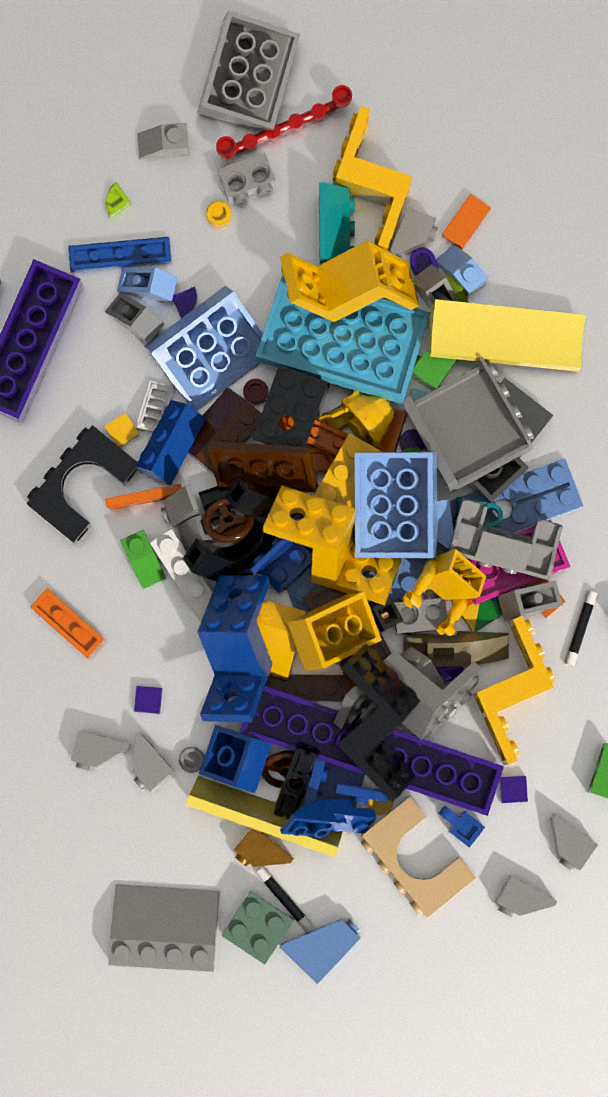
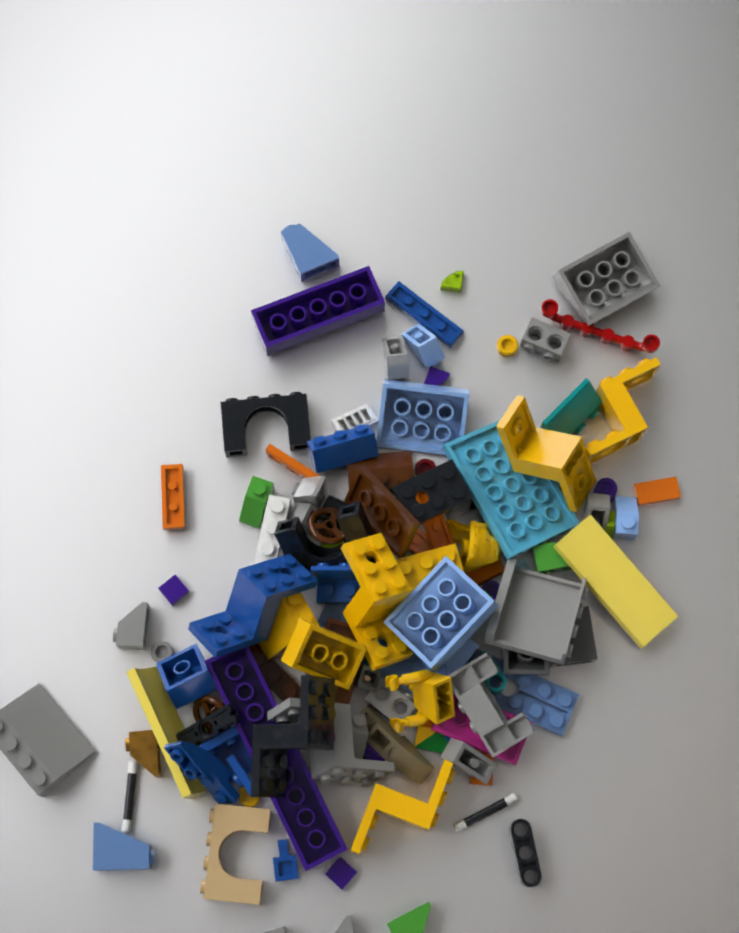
camera: 45 degrees right, 10 degrees down
(96, 750) = (111, 588): light grey slope -> none
(122, 430) = (321, 416): yellow tile -> none
(164, 141) = (516, 274): light grey slope -> none
(257, 927) = (94, 796): sand green brick -> none
(413, 232) = (616, 466): light grey slope -> none

